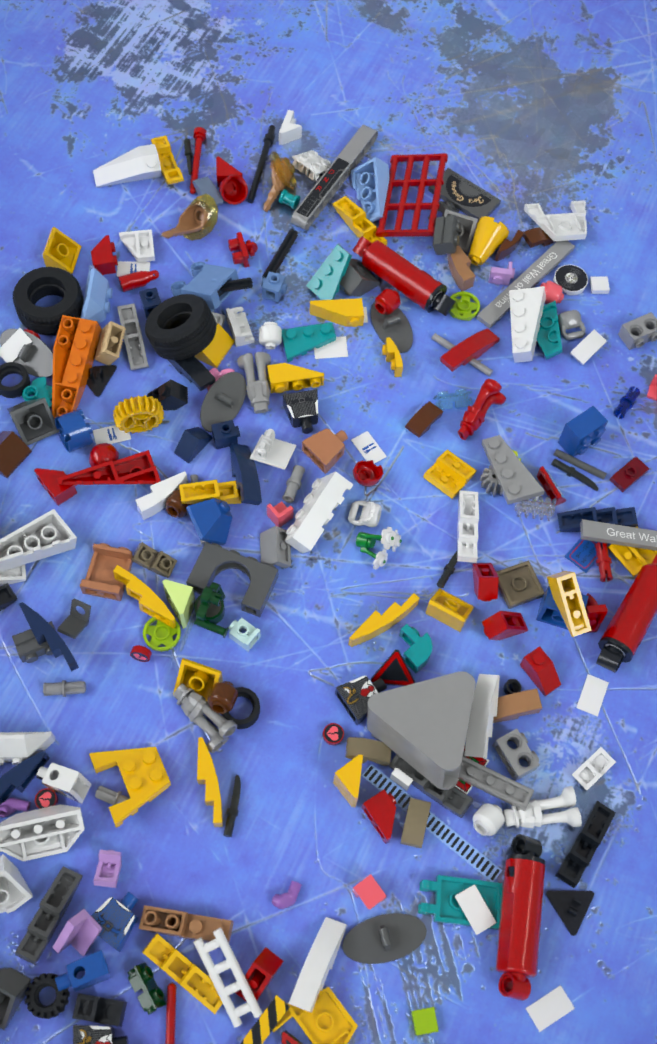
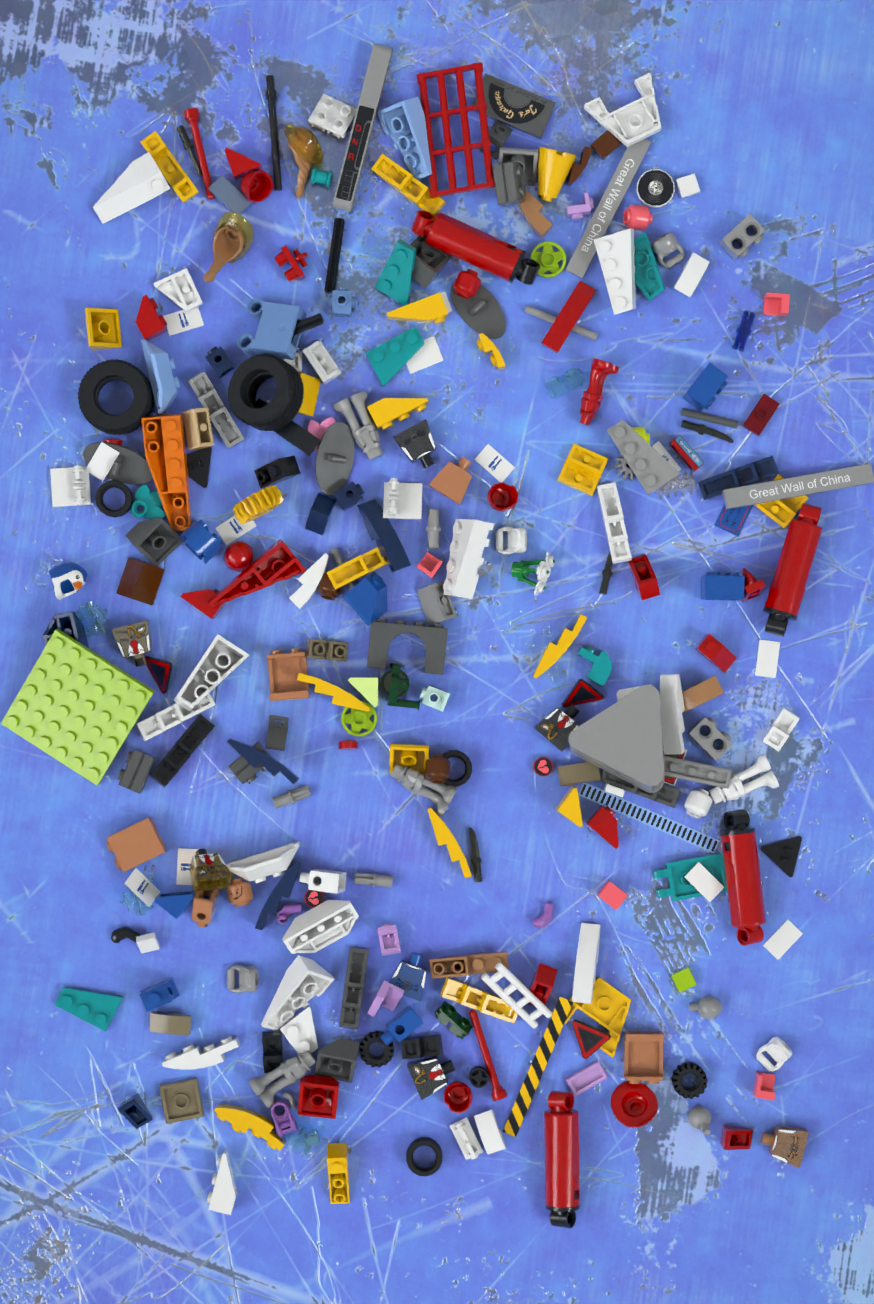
camera: 15 degrees left, 25 degrees up
(137, 279) = (195, 336): red piece -> none
(142, 775) = (389, 854): yellow wing -> none
(270, 335) = (357, 364): white head -> none
(289, 130) = (290, 79): white slope -> none
(384, 938) = (634, 925): dark grey shield -> none
(415, 823) = (636, 824): dark tan slope -> none
(422, 420) = (541, 415): reddish brown slope -> none
(449, 609) = (618, 614): yellow slope -> none
(504, 625) = (673, 617): red slope -> none
(514, 686) = (696, 675): black hinge -> none
(519, 584) = (676, 569): dark tan tile -> none
(569, 601) = (727, 591): yellow slope -> none
(585, 844) = (786, 798): black slope -> none
(603, 561) = (753, 522): red pin -> none

